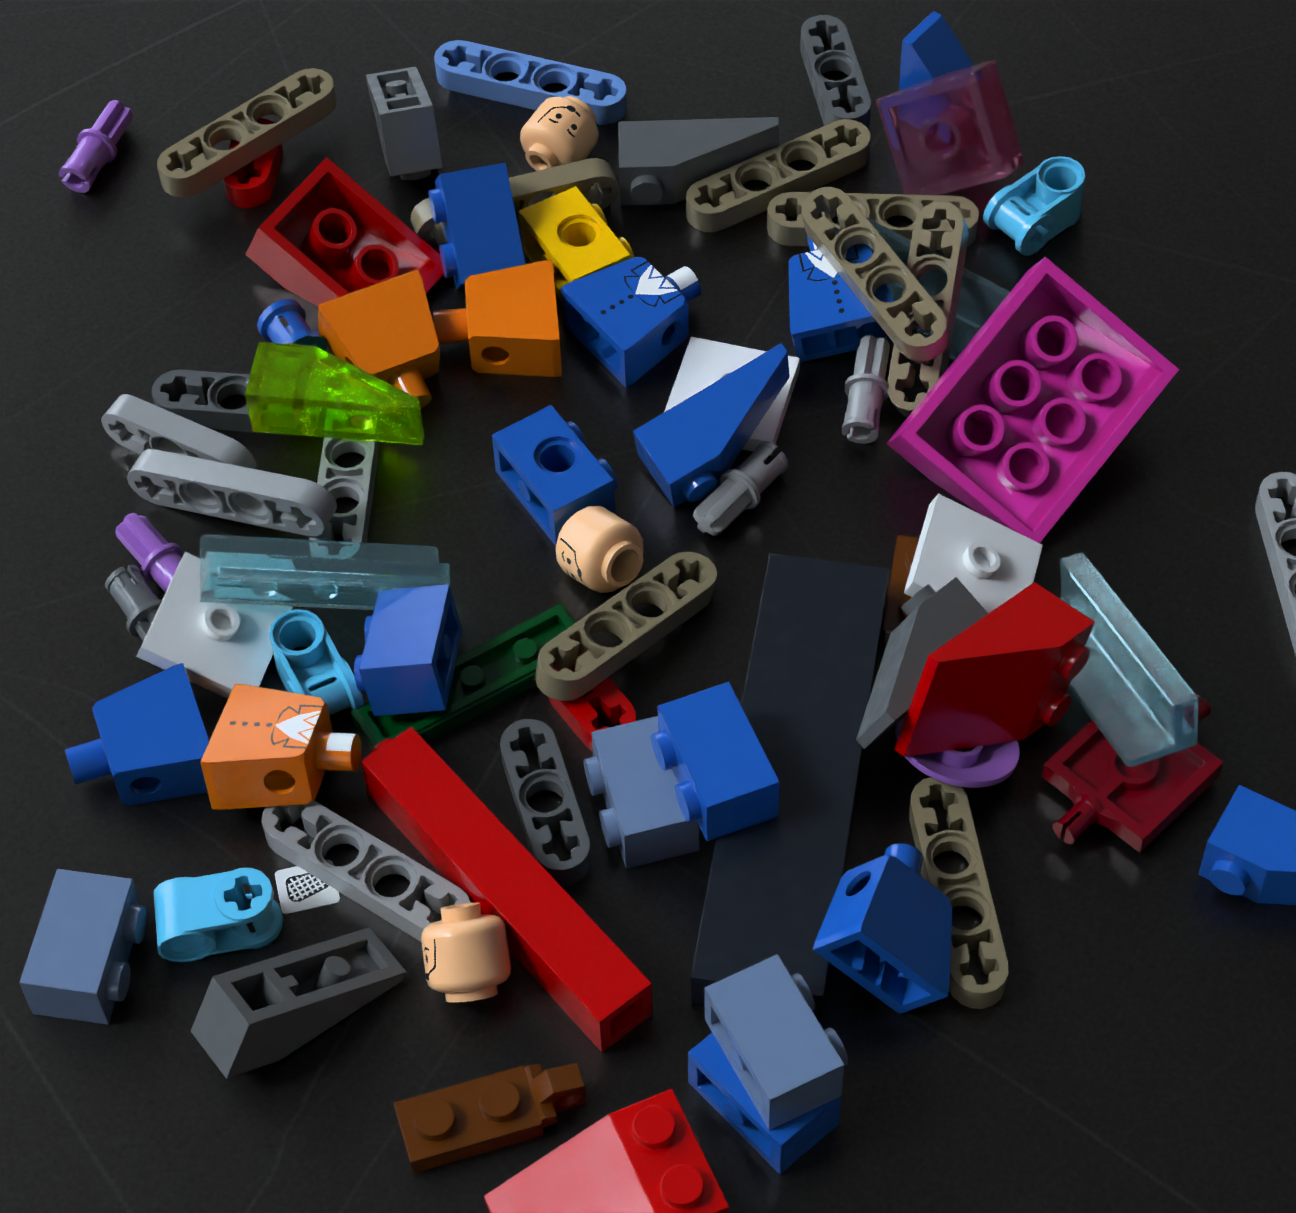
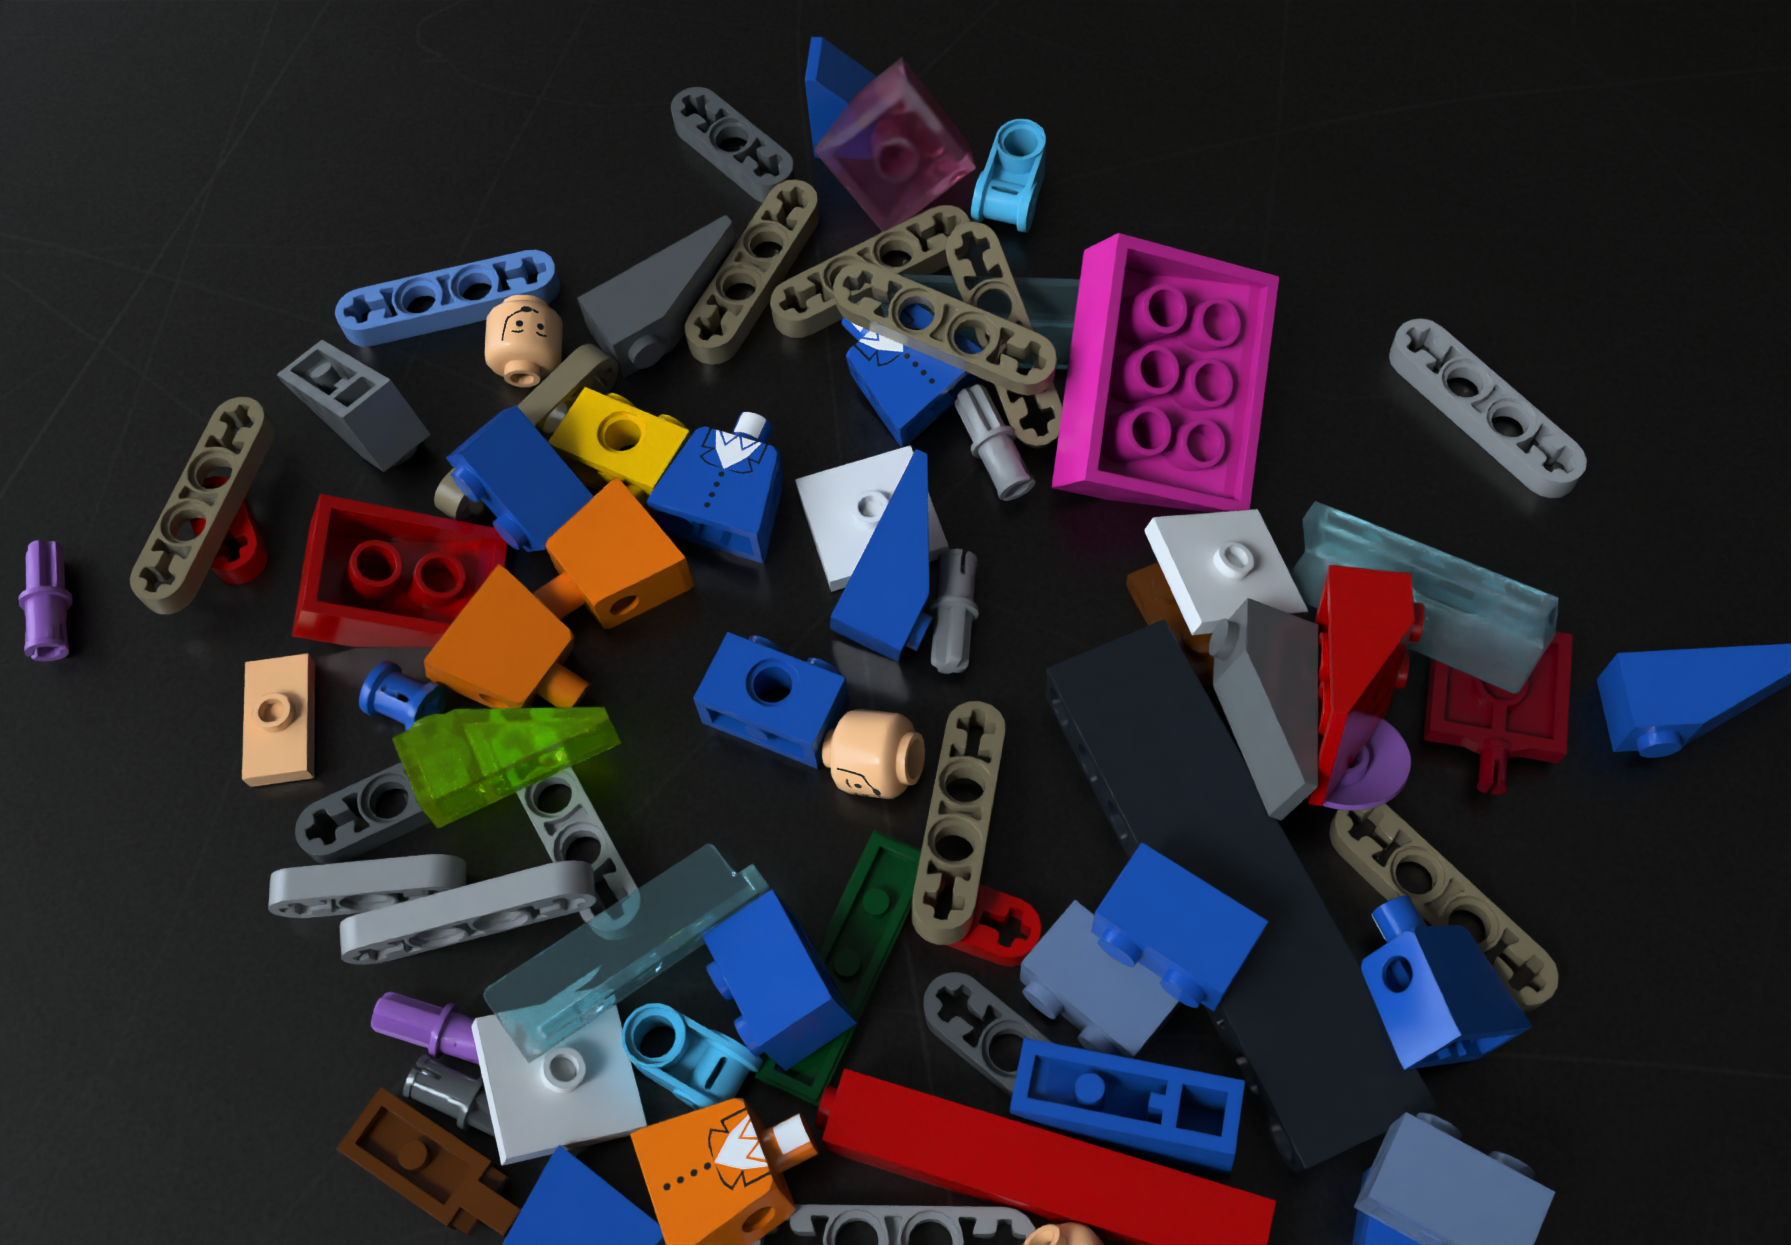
camera: 30 degrees left, 10 degrees up
(89, 635) = (429, 1166): none -> reddish brown hinge
(198, 307) = (279, 720): none -> light nougat plate
(602, 871) = (1131, 1105): none -> blue slope

